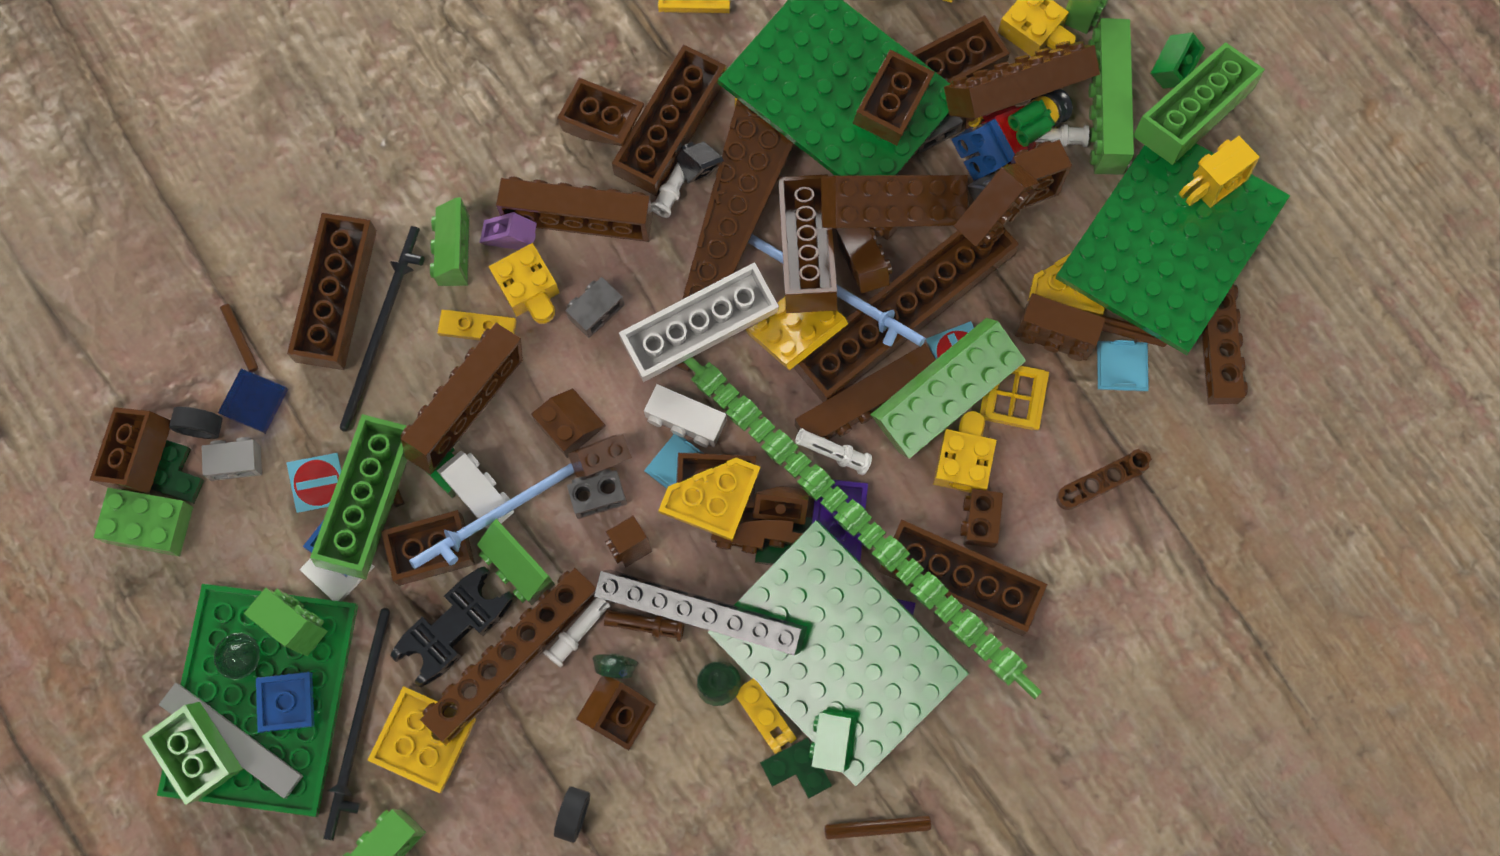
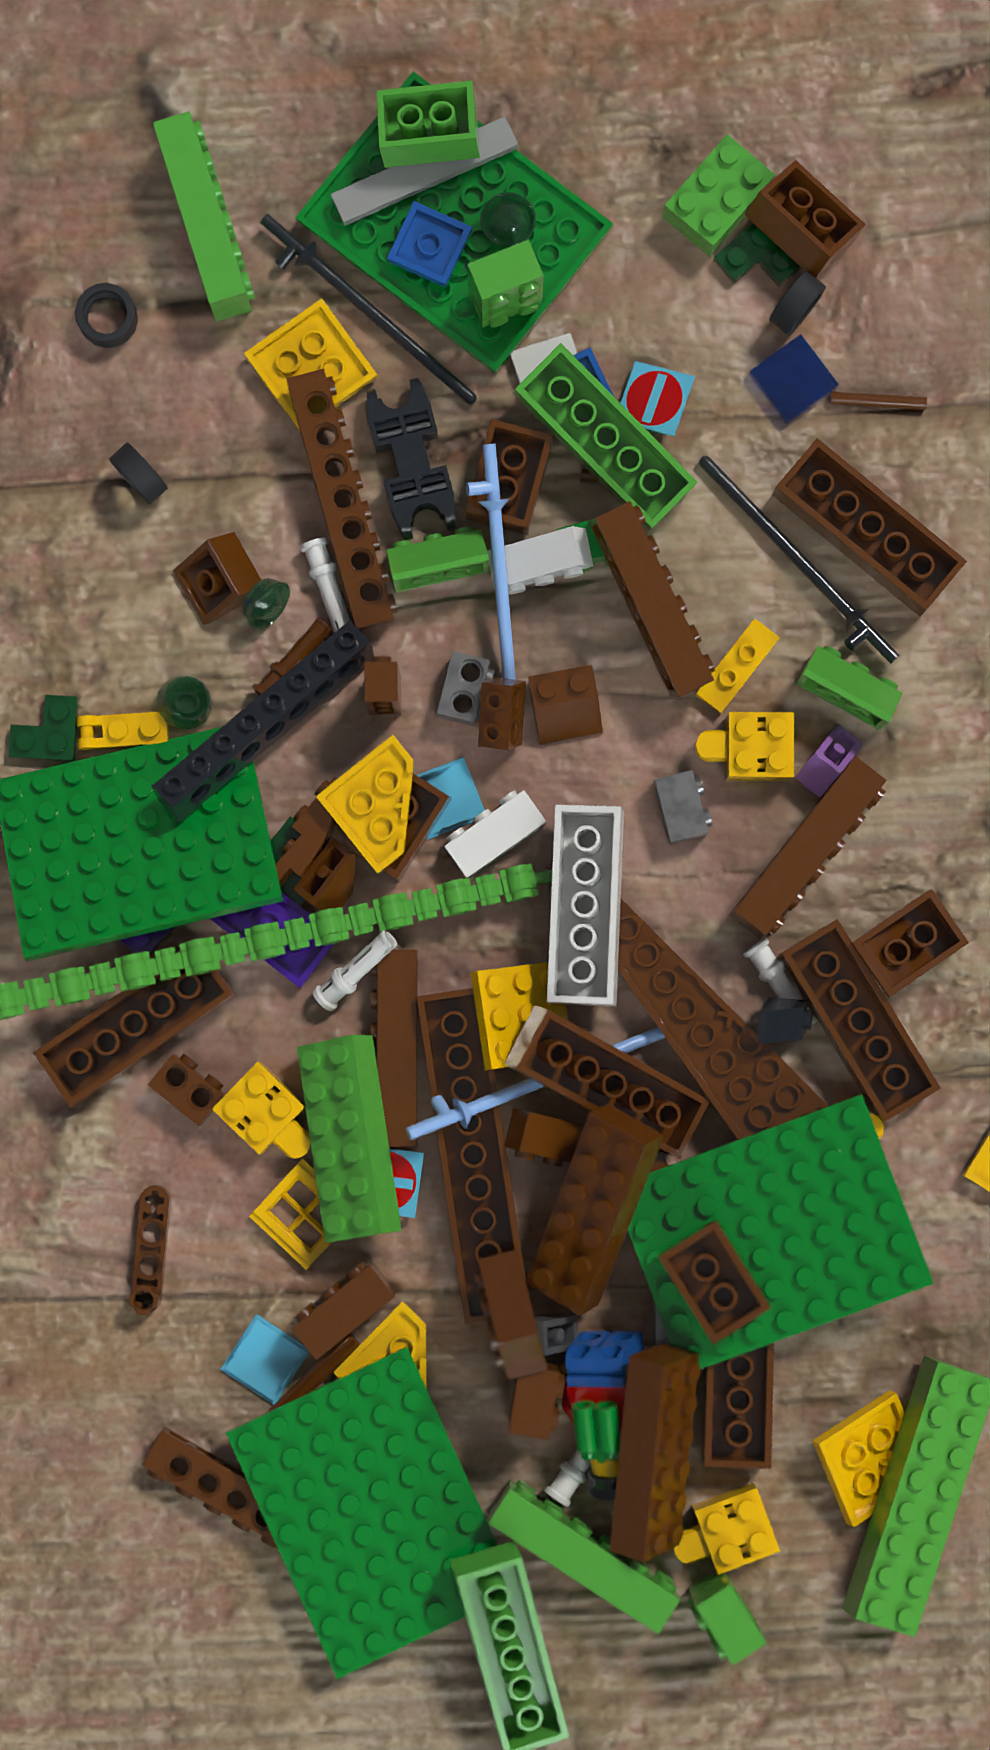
camera: 120 degrees right, 10 degrees up
(231, 459) = (735, 322): light grey brick -> none
(832, 740) = (47, 780): brick -> none
(1177, 59) = (583, 1667): green brick -> none
(1221, 172) = (402, 1604): yellow brick -> none

